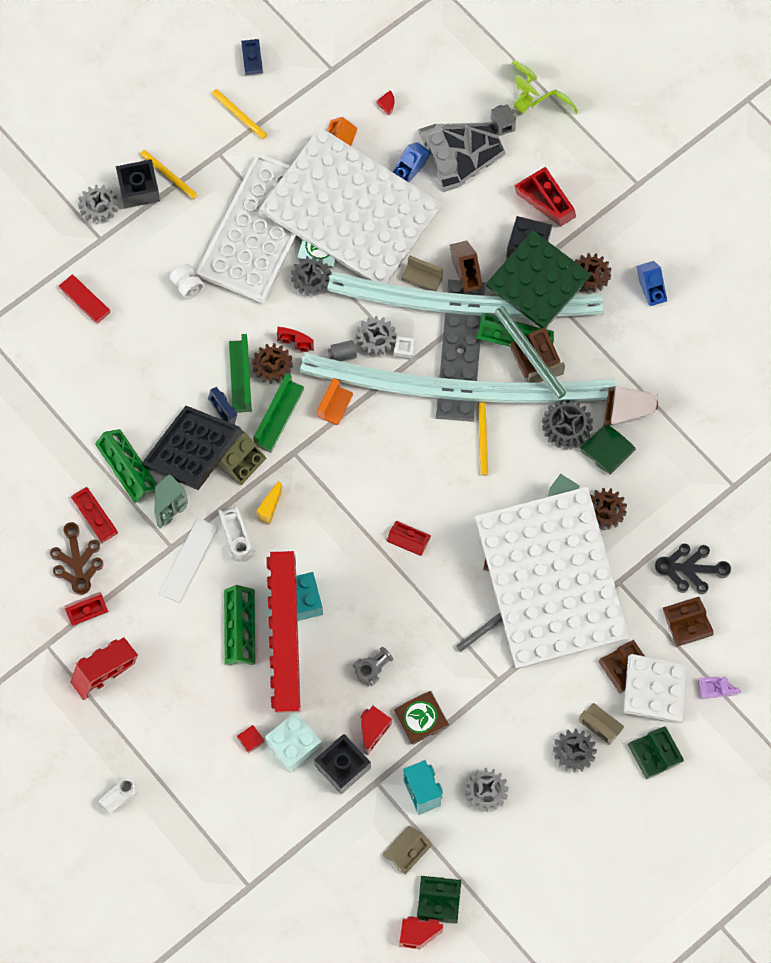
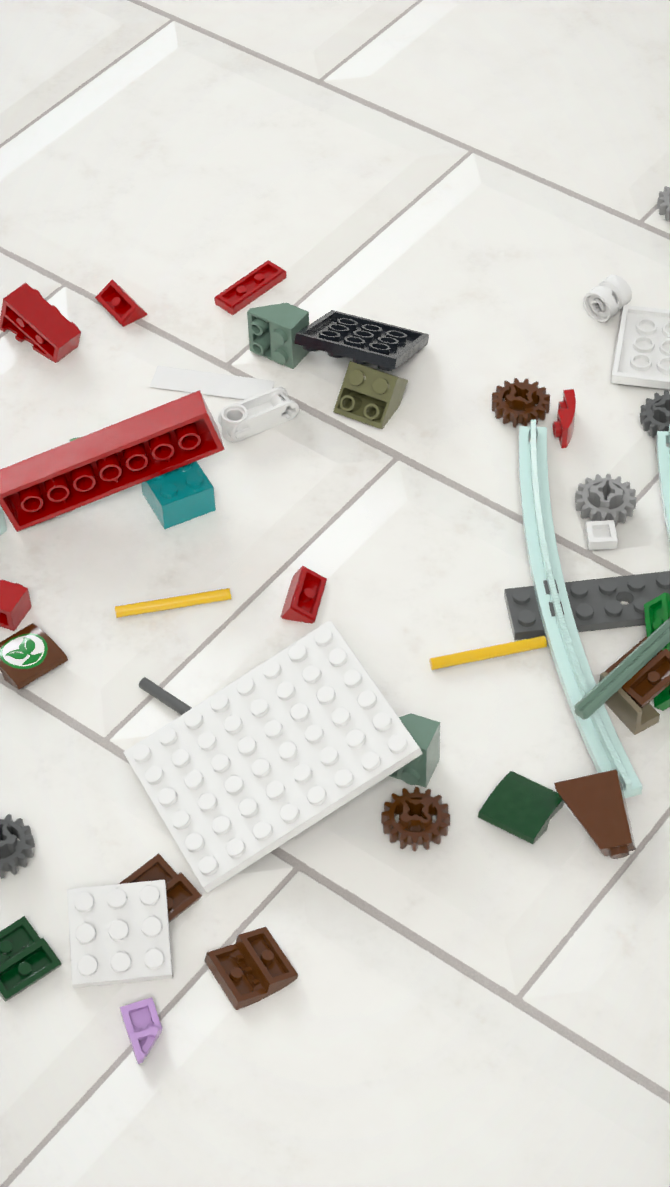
camera: 80 degrees right, 20 degrees down
(77, 562) = (154, 290): reddish brown plant -> none
(84, 299) = (546, 221): red tile -> none
(123, 465) = (330, 288): green fence -> none
(221, 405) = (432, 370): dark blue plate -> none
(240, 375) = (484, 380): green fence -> none
(267, 508) = (302, 437): yellow slope -> none
(278, 414) = (448, 425): green fence -> none
(334, 403) = (486, 475): orange panel -> none
(342, 351) = (567, 470): flat silver brick -> none
(374, 665) = (87, 584): flat silver connector -> none
(394, 618) = (172, 602): none -> yellow bar
(555, 432) = (544, 755): dark grey gear -> none
(601, 723) = (50, 875): dark tan panel -> none
(690, 567) = (346, 953): black plant -> none

